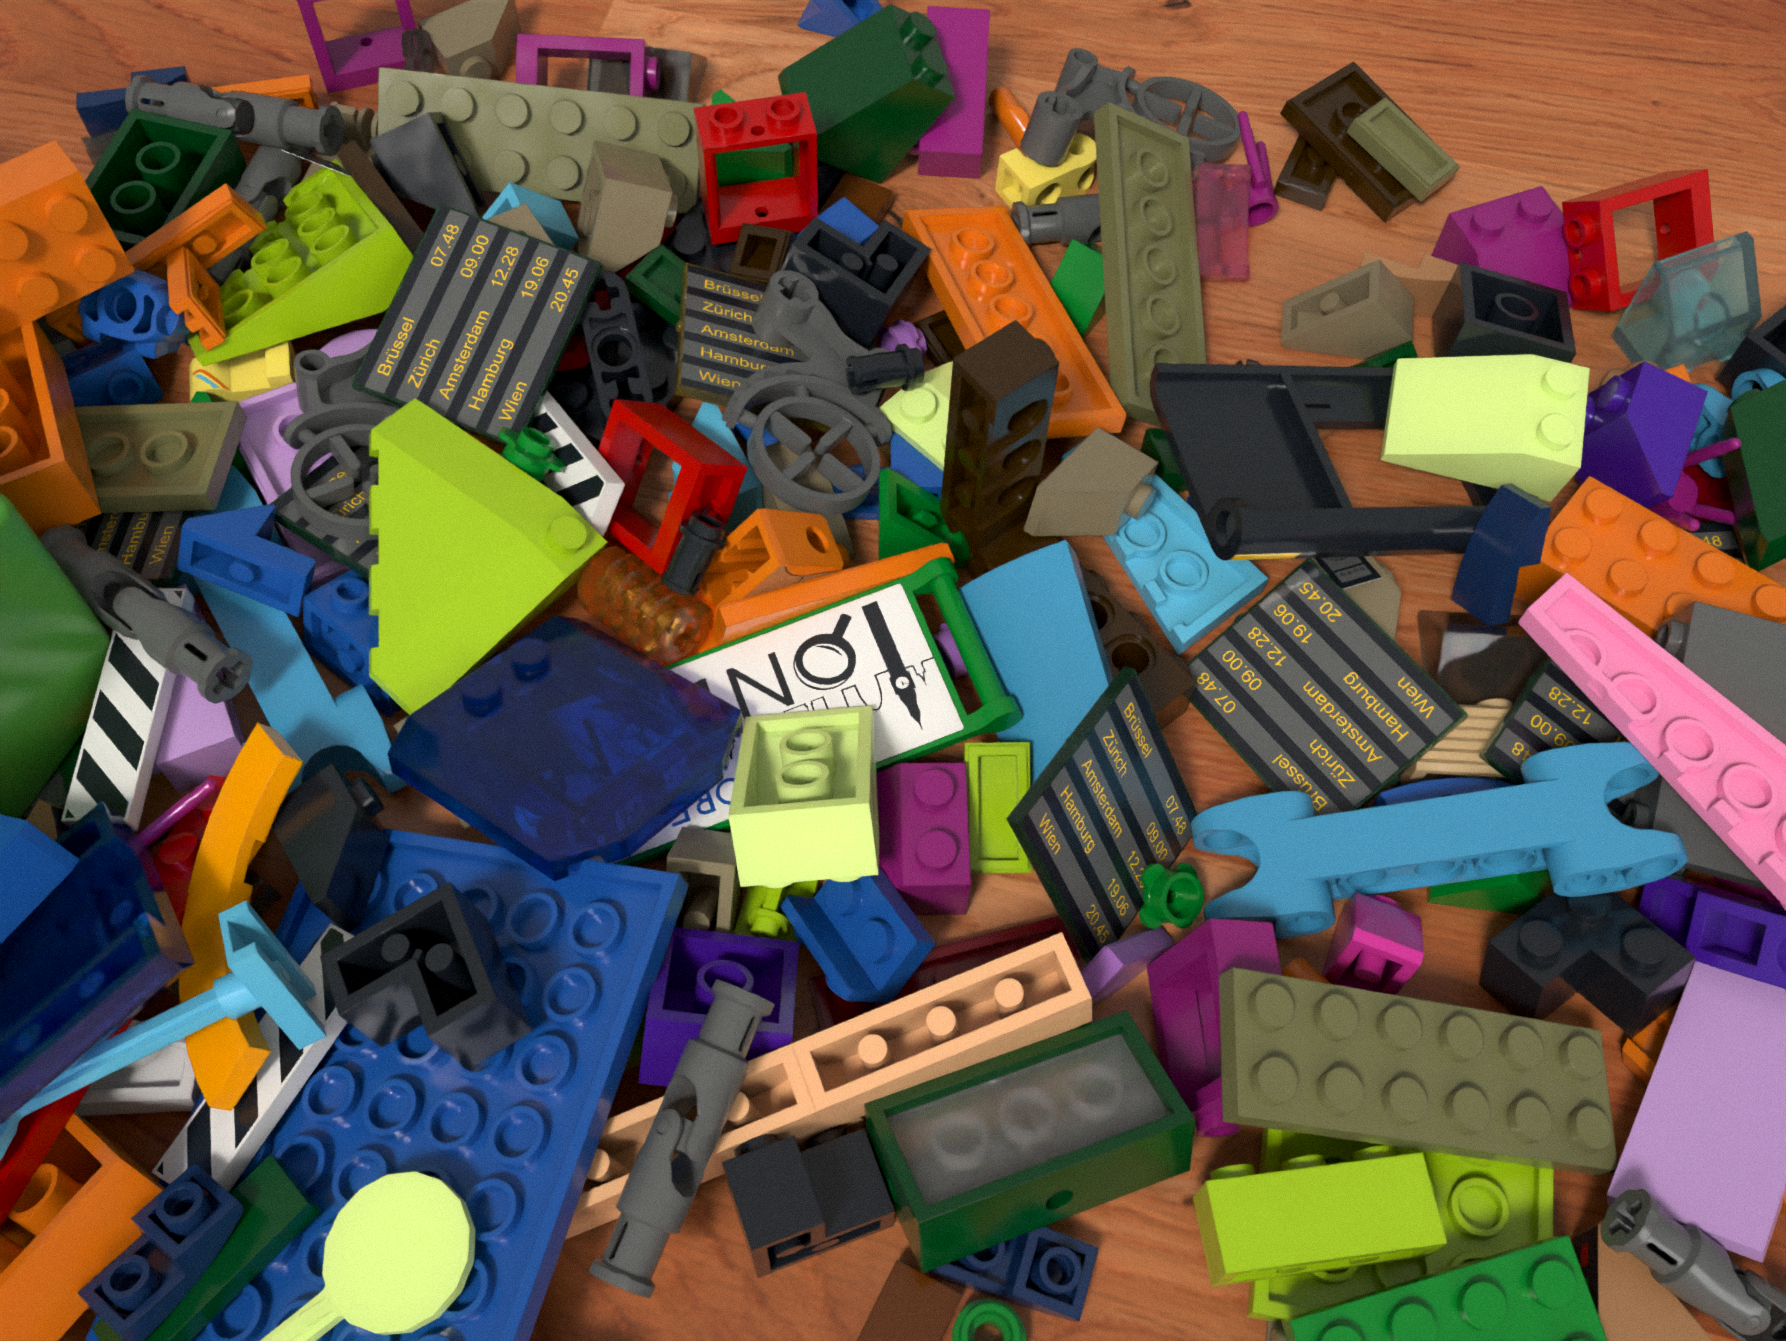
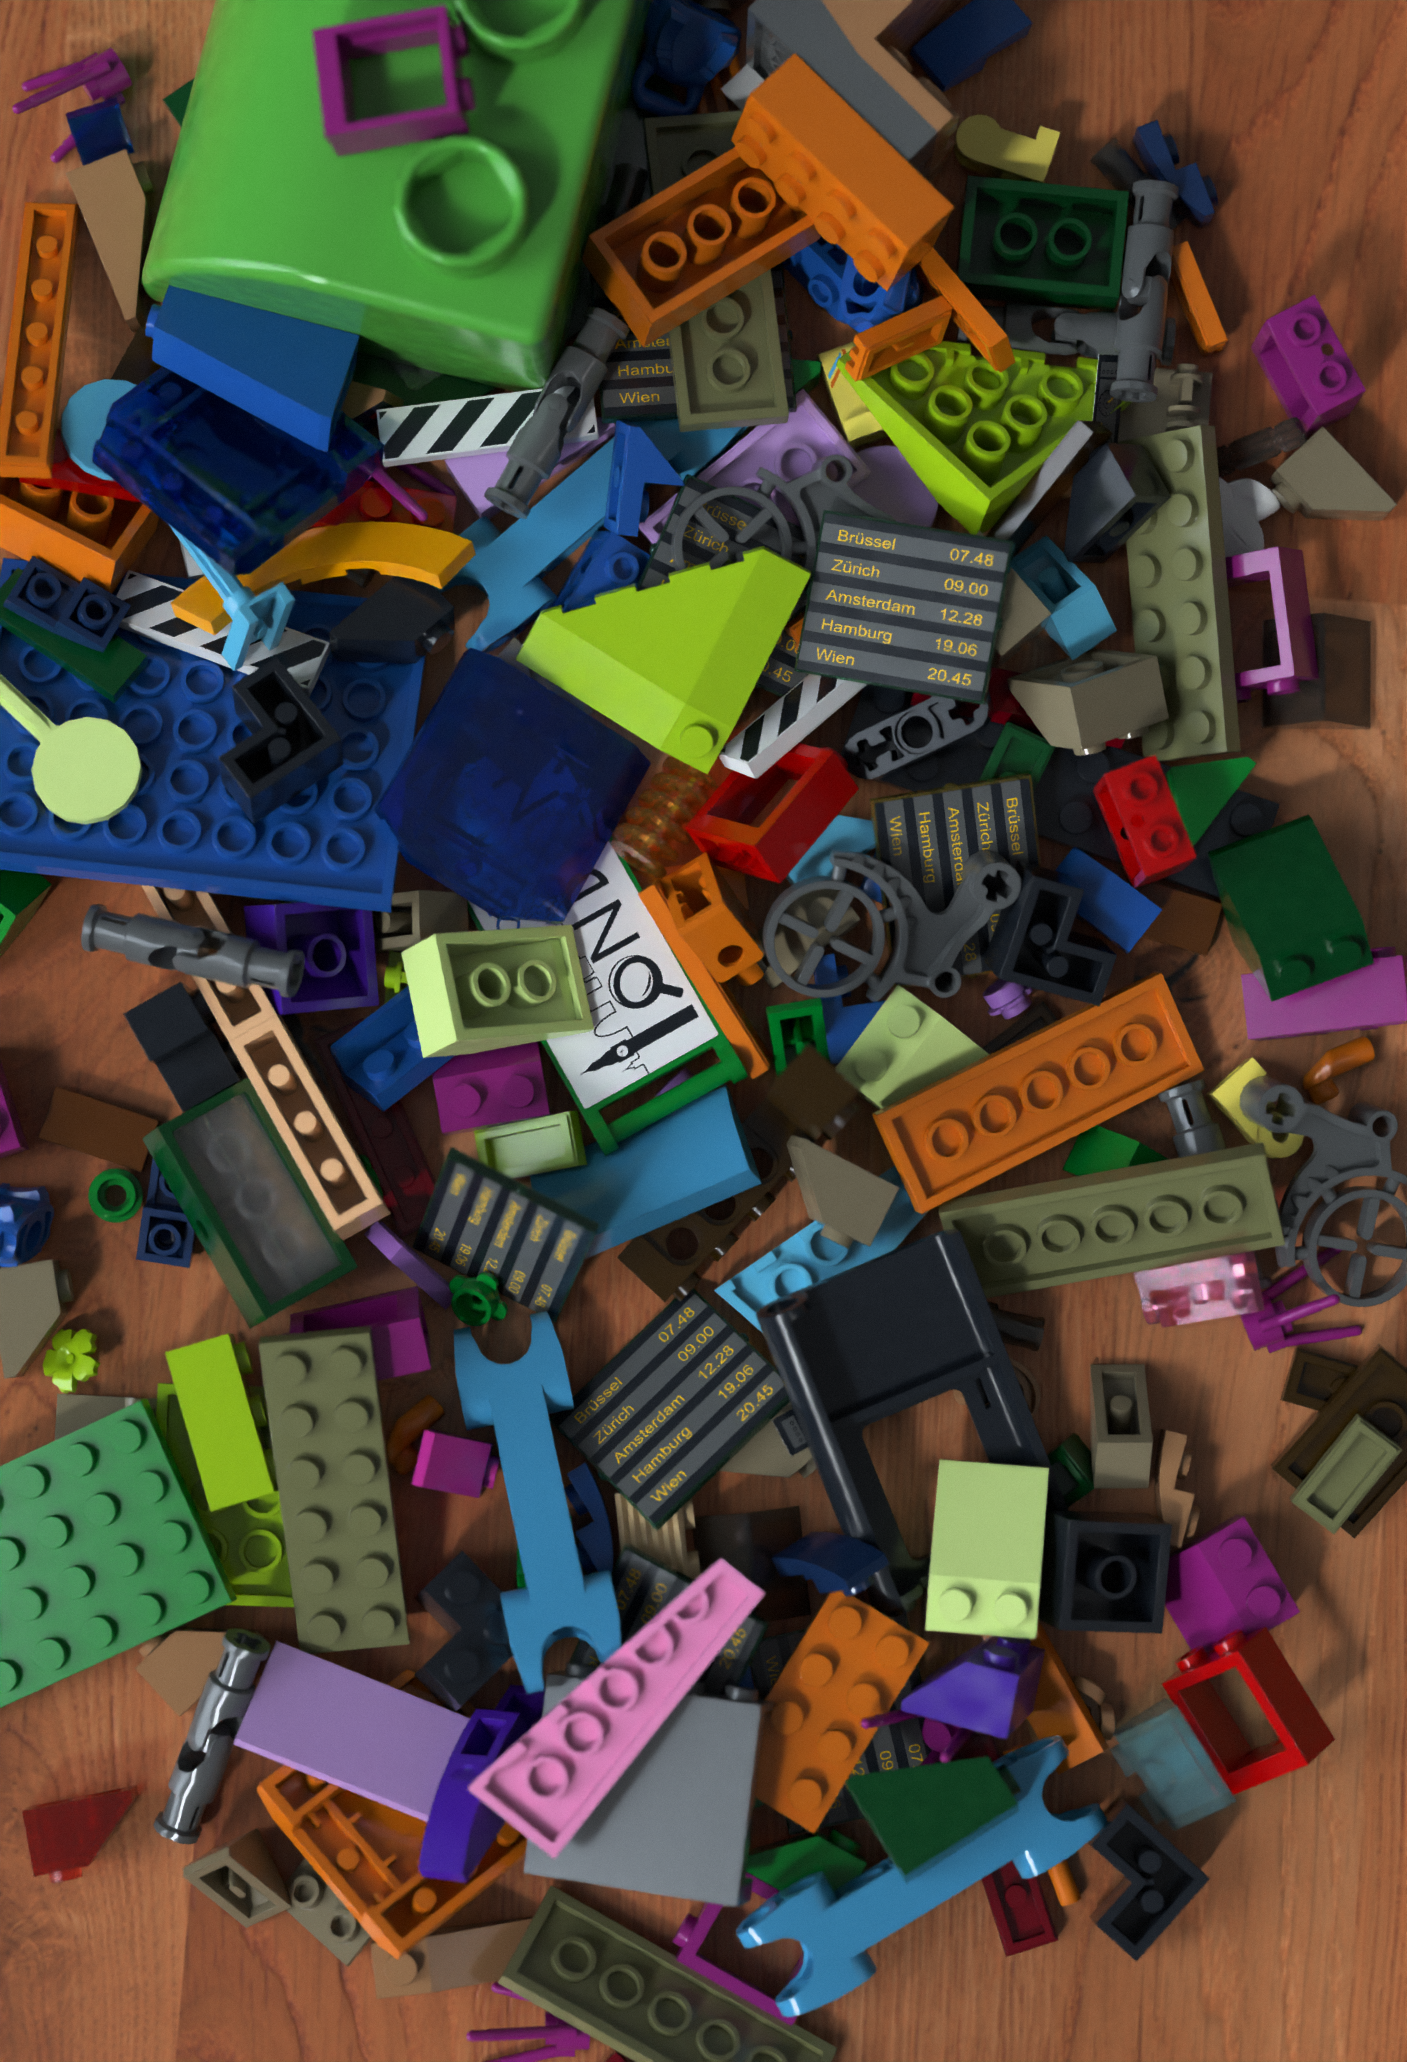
camera: 80 degrees right, 25 degrees up
(530, 451) = (782, 685): green plate -> none
(694, 552) = (704, 856): black pin -> none
(760, 252) = (1075, 846): dark brown slope -> none
(885, 370) = (923, 985): black pin -> none

